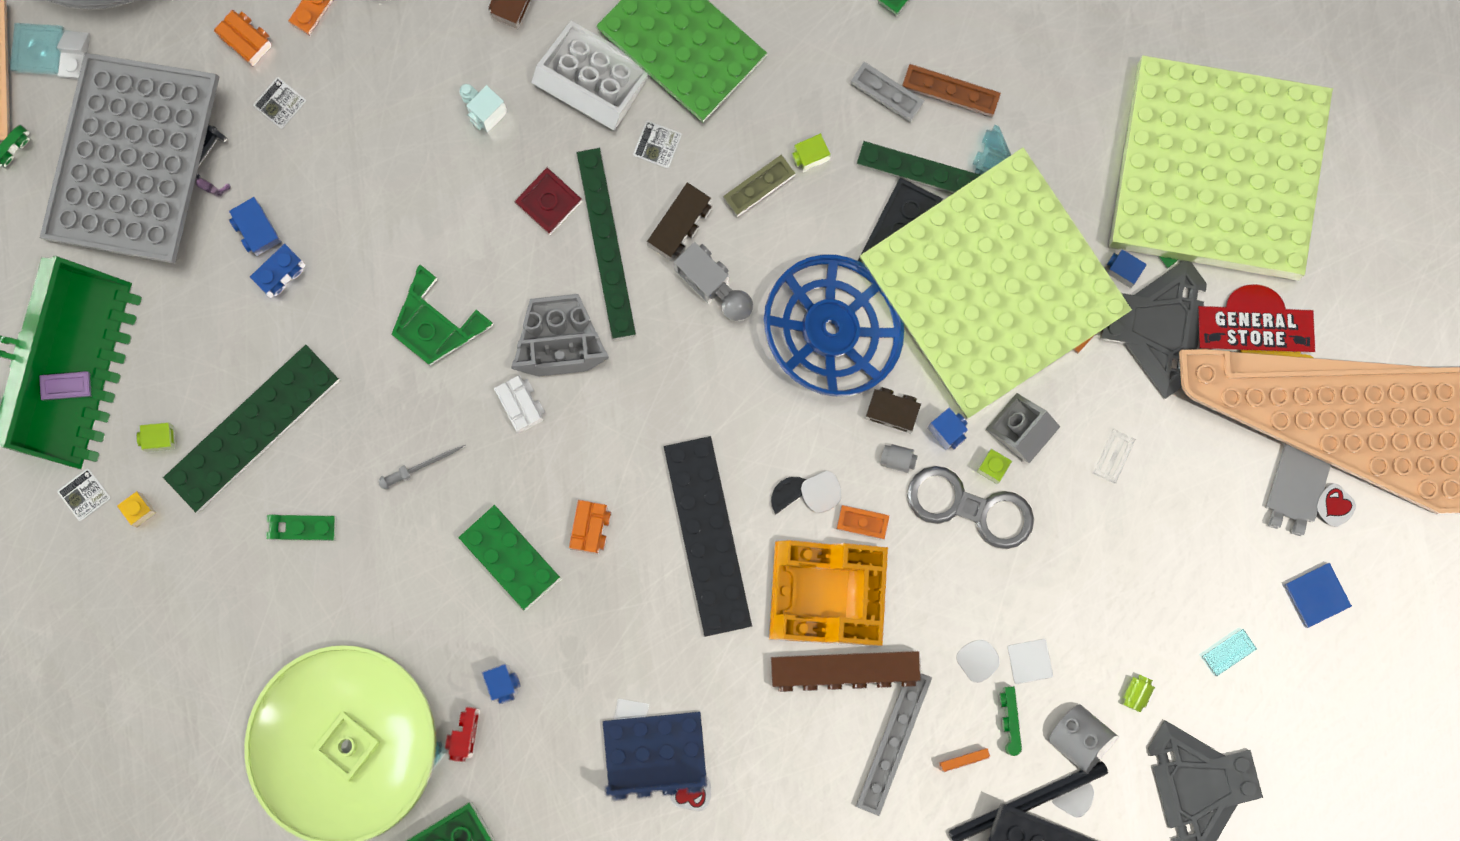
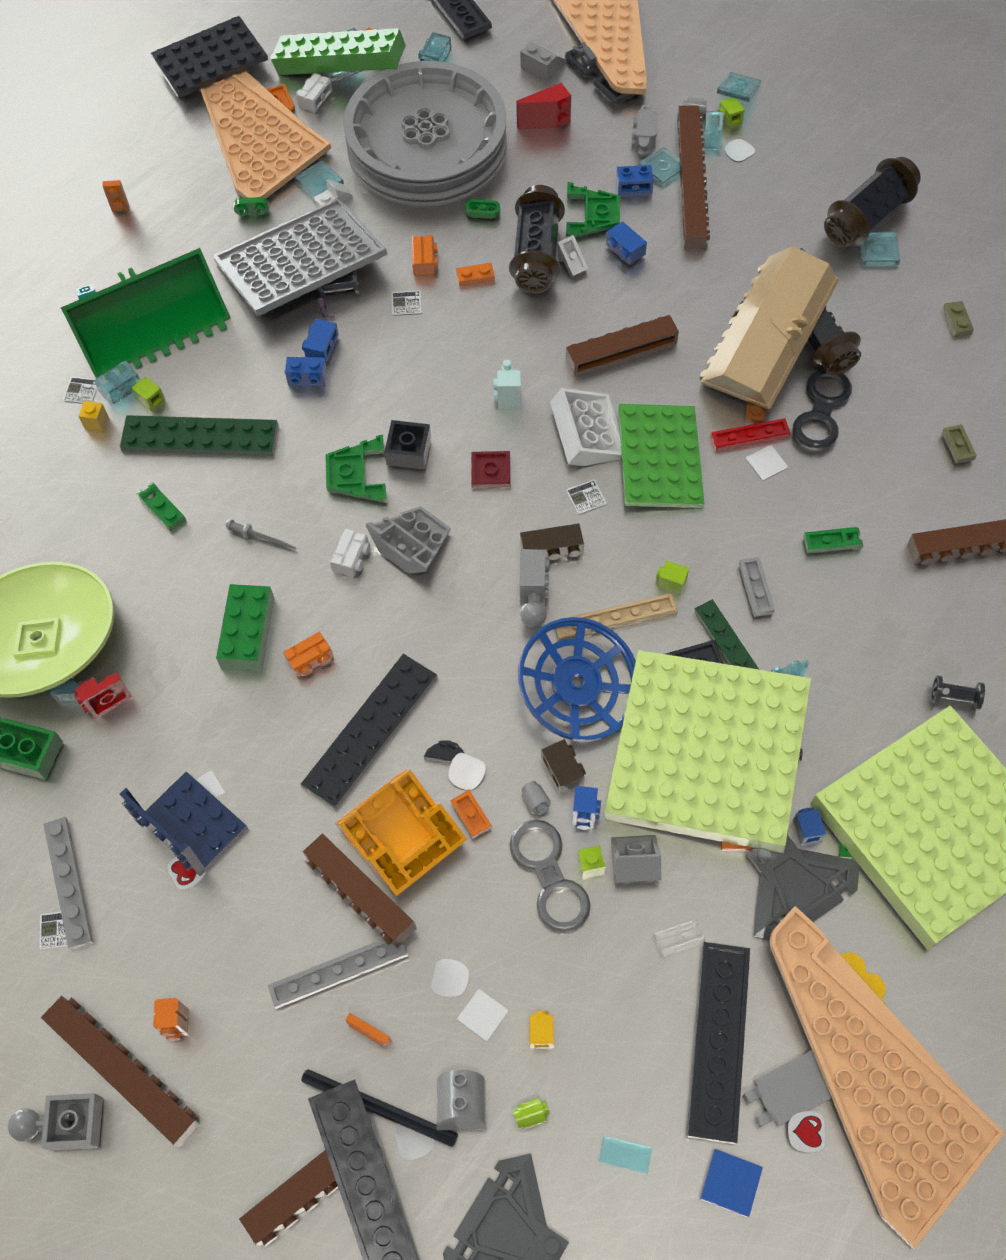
camera: 50 degrees right, 20 degrees down
(65, 386) = (137, 330): lavender tile -> none
(117, 455) = (117, 382): none -> clear light blue brick
(456, 252) = (407, 444): none -> black brick
(501, 683) = (155, 686): blue brick -> none
(606, 244) = (496, 520): dark green plate -> none
(759, 185) = (621, 567): olive plate -> none
(801, 231) = (624, 615): none -> tan tile
(951, 90) = (799, 621): dark orange plate -> none
(1011, 721) = (425, 1038): green plate -> none
(1086, 628) = (541, 1030): none -> yellow brick
(1134, 34) = (958, 693): none -> black hose
(1216, 504) = (719, 1043): none -> black plate
(1256, 321) = (871, 948): red sticker -> none

